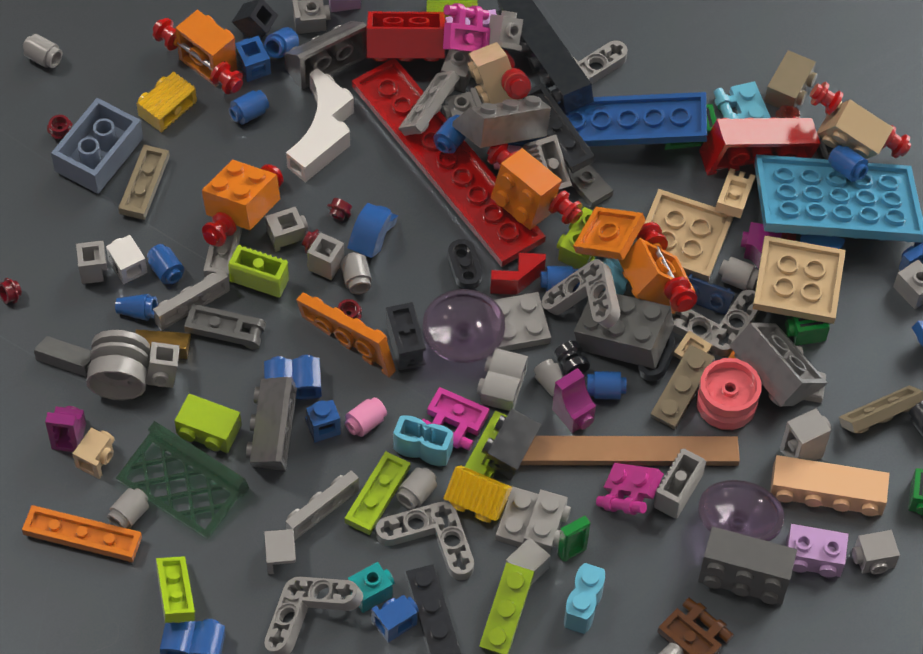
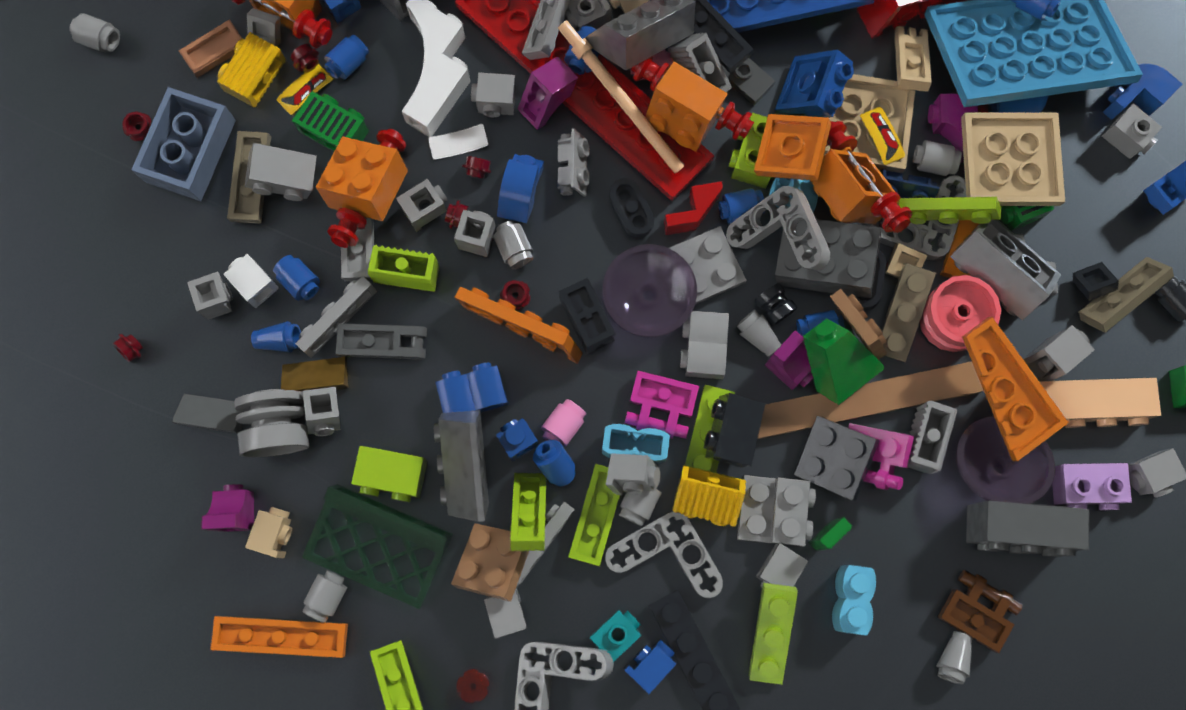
camera: 10 degrees left, 20 degrees up
(135, 81) = (211, 48): none -> nougat tile
(172, 179) = (280, 172): none -> light grey brick
(186, 69) = (264, 26): none -> light grey plate
(206, 125) = (300, 89): none -> yellow sticker
(214, 101) = (305, 58): none -> dark red plate
(218, 147) = (327, 122): none -> green brick
(237, 612) = (463, 686): none -> clear red plate
(278, 506) = (489, 564): none -> medium nougat plate
(319, 470) = (528, 512): none -> lime plate
(328, 190) = (458, 142): none -> white sticker
(350, 442) = (554, 463): none -> blue brick
(368, 156) = (494, 94): none -> light grey brick
(411, 159) = (546, 91): none -> magenta arch
(414, 456) = (632, 474): none -> light grey brick
(426, 213) = (573, 150): none -> light grey hinge
(450, 130) = (583, 50): none -> light nougat bar
(595, 483) = (836, 458): none -> plate
(613, 404) = (839, 361): none -> green slope
(638, 380) = (855, 316): none -> medium nougat plate
(647, 193) = (815, 84): none -> blue plate
(695, 247) = (883, 135): none -> yellow sticker
(737, 308) = (951, 209): none -> lime plate
(757, 457) = (1015, 395): none -> orange wing
(857, 394) = (1095, 281): none -> black plate

